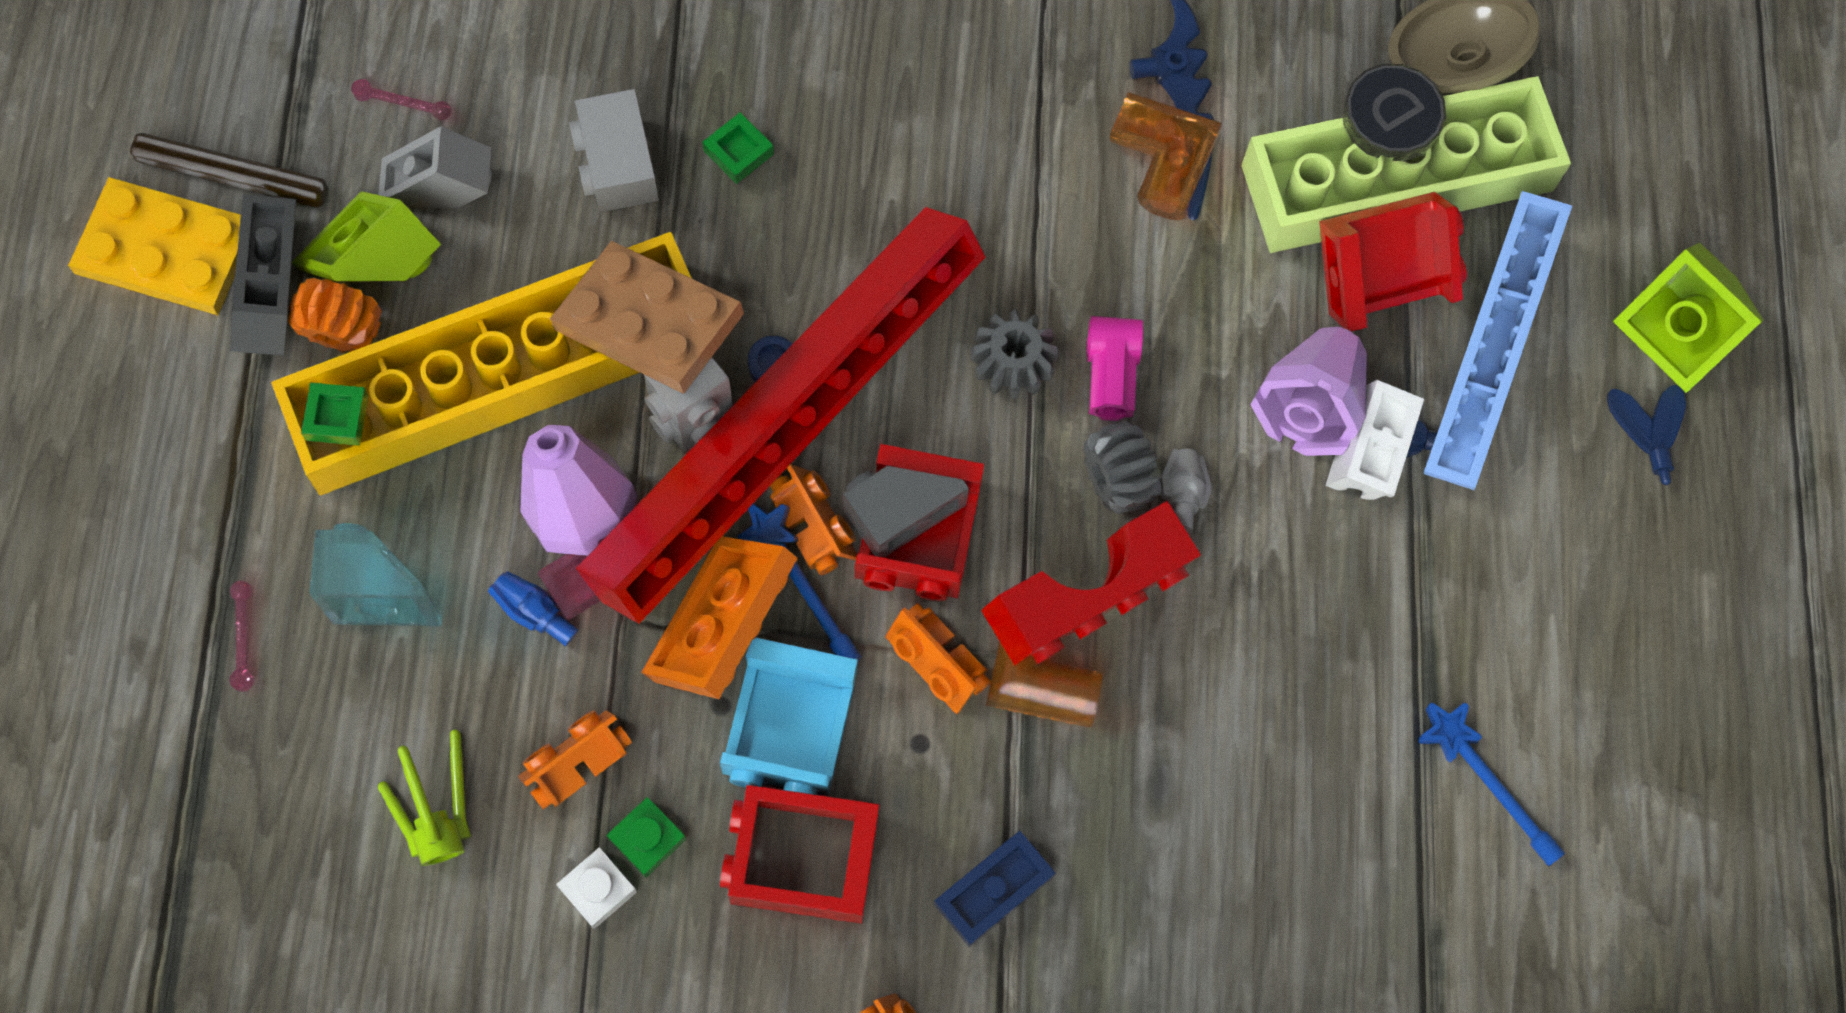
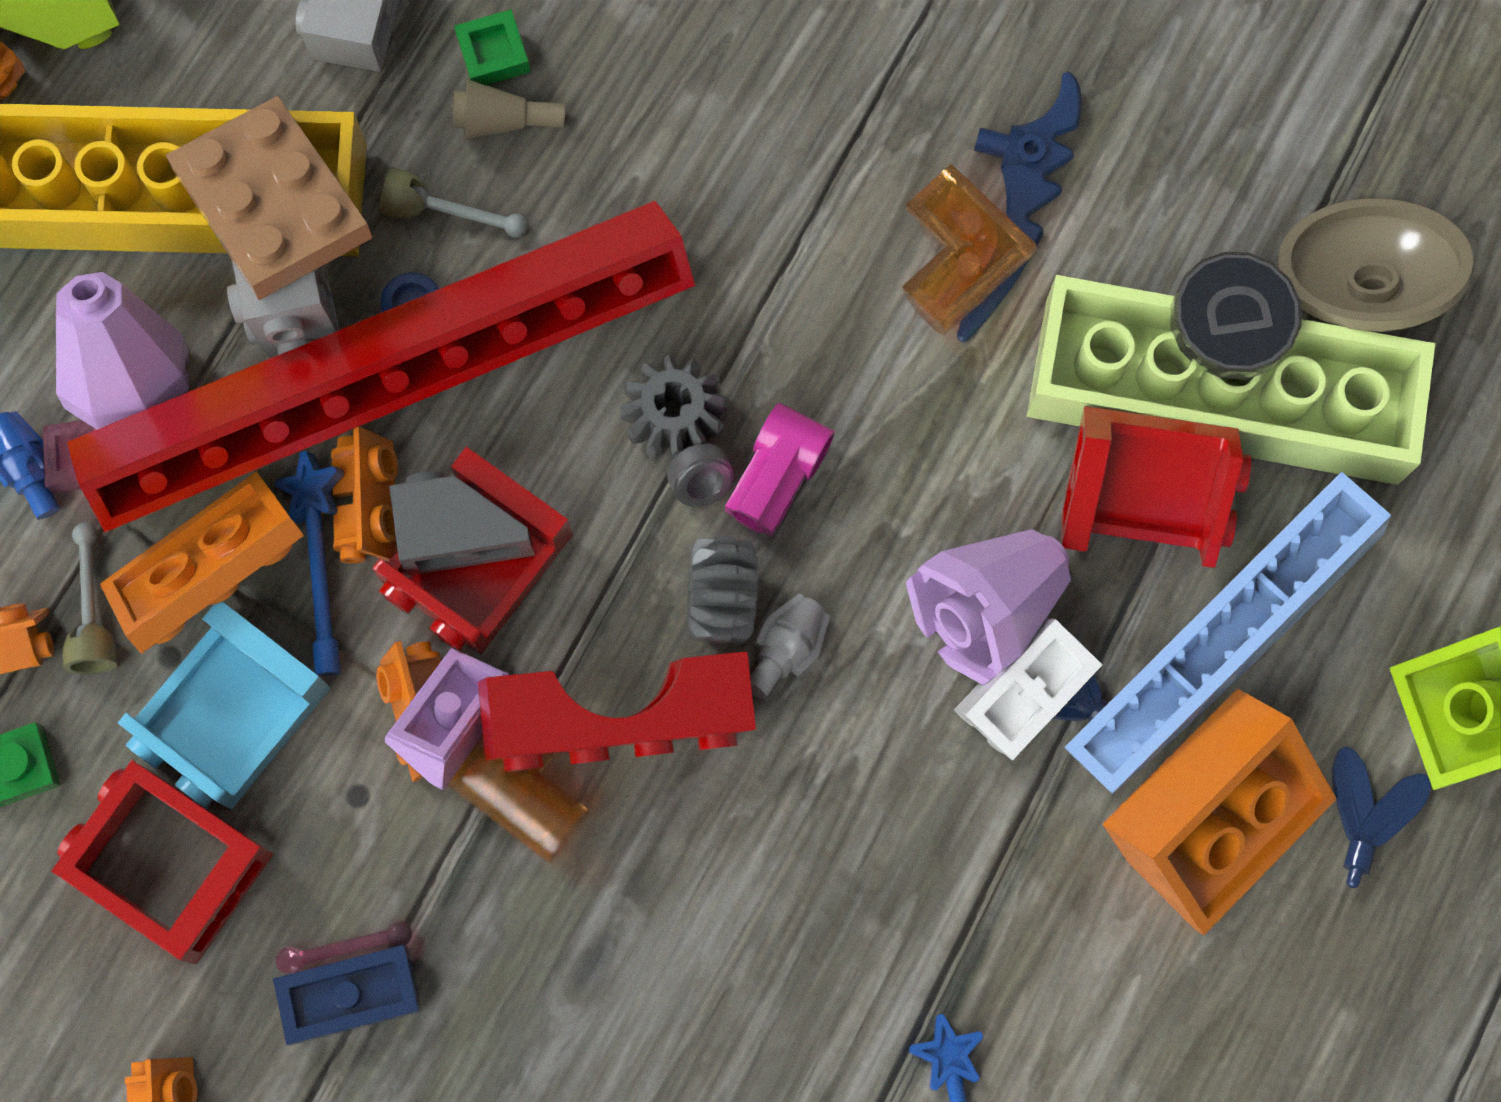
camera: 30 degrees right, 5 degrees up
(659, 721) = (90, 646): none -> hinge
(733, 282) = (406, 196): none -> hinge
(760, 194) = (492, 111): none -> dark tan cone
(934, 885) = (291, 960): none -> clear pink hinge
(967, 647) = (442, 719): none -> lavender slope
(1059, 393) = (700, 475): none -> flat silver tile
(1552, 468) = (1221, 809): none -> orange slope

